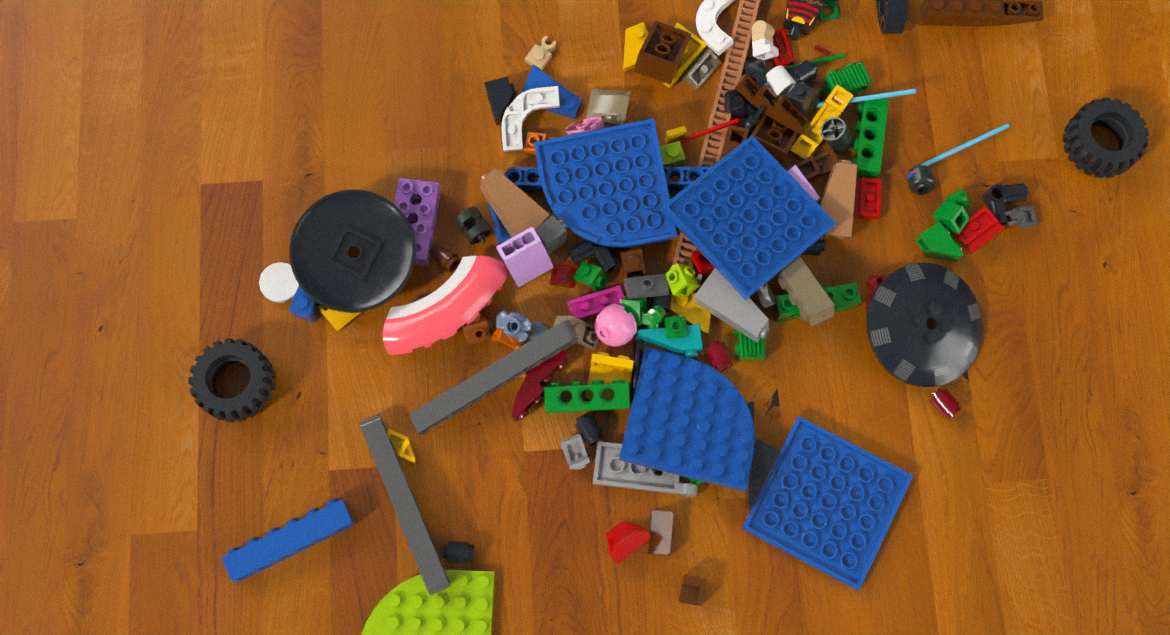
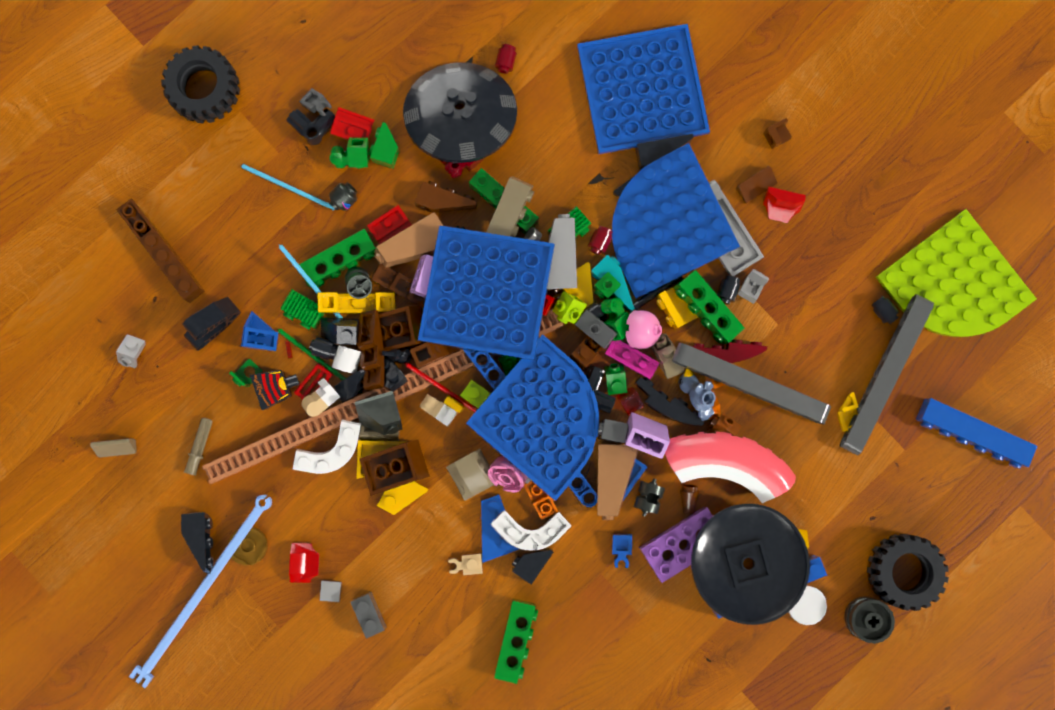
camera: 135 degrees left, 10 degrees up
(224, 317) = (865, 609): none -> pearl dark grey wheel
(438, 18) = (503, 670): none -> green brick
(452, 176) = (622, 546): none -> blue plate
(541, 294) = (674, 410): none -> black slope
(687, 118) = (438, 410): none -> leg
(714, 73) = (379, 413): none -> pearl dark grey slope
(854, 34) = (258, 334): none -> blue slope
(863, 249) = (440, 200): none -> reddish brown slope

